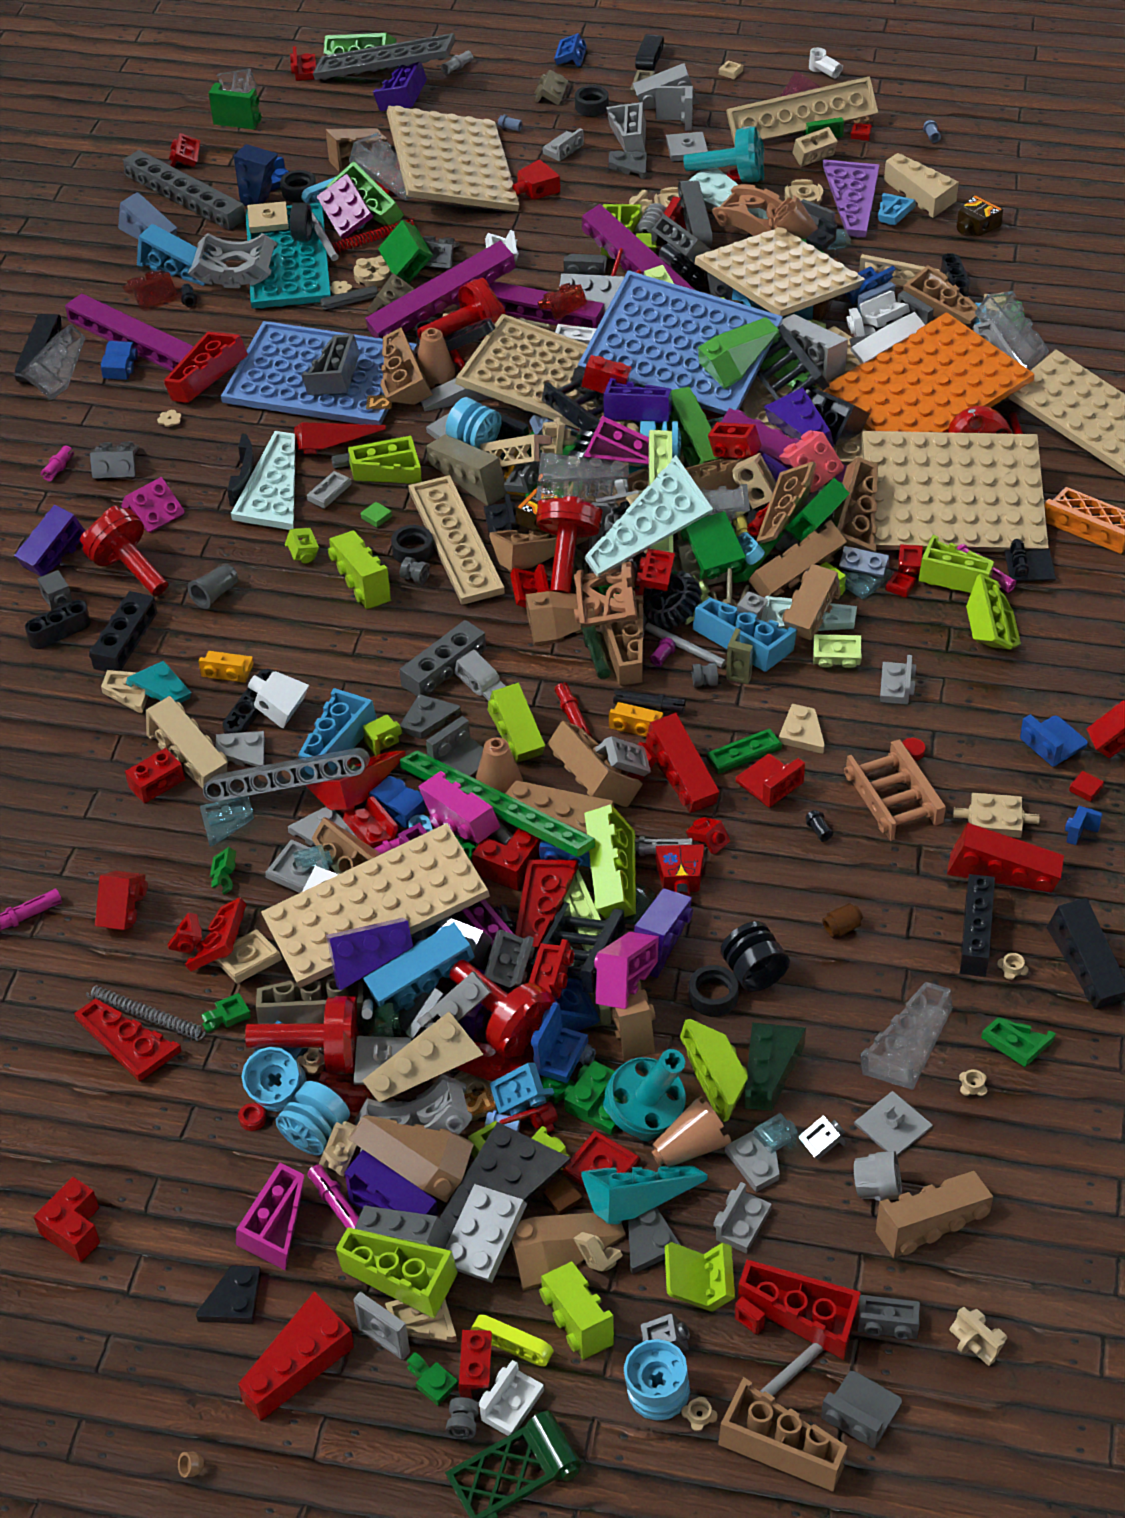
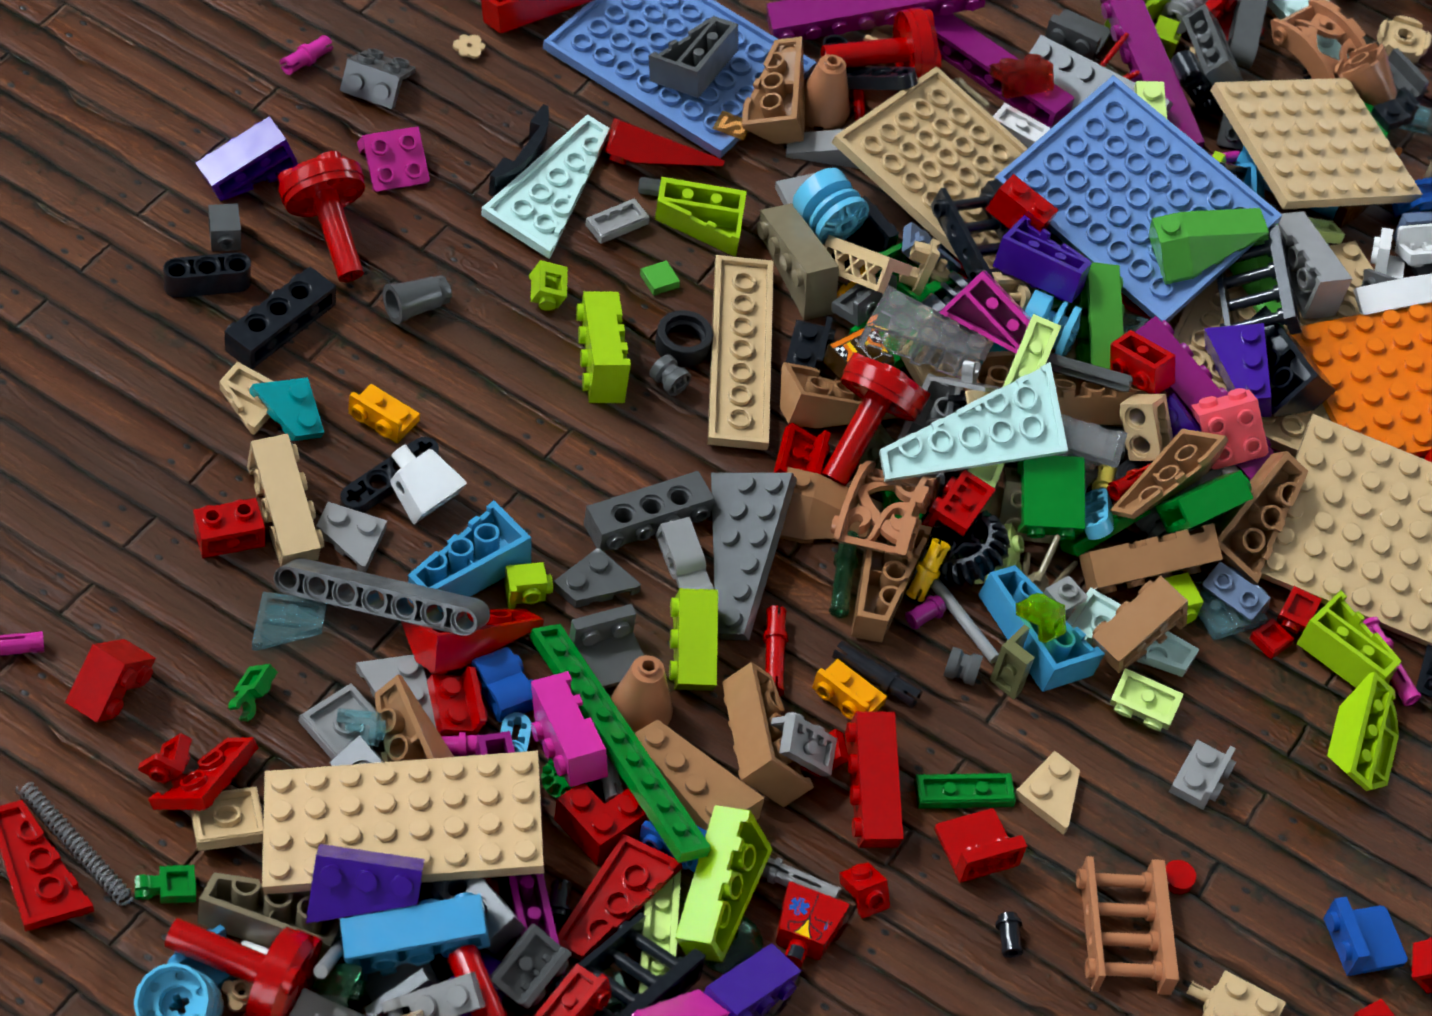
camera: 10 degrees right, 5 degrees up
(517, 647) = (746, 533): none -> wing
(652, 623) = (928, 569): none -> yellow pin
(707, 459) = (1090, 373): none -> dark grey axle
(745, 615) = (1045, 613): none -> clear neon green bracket

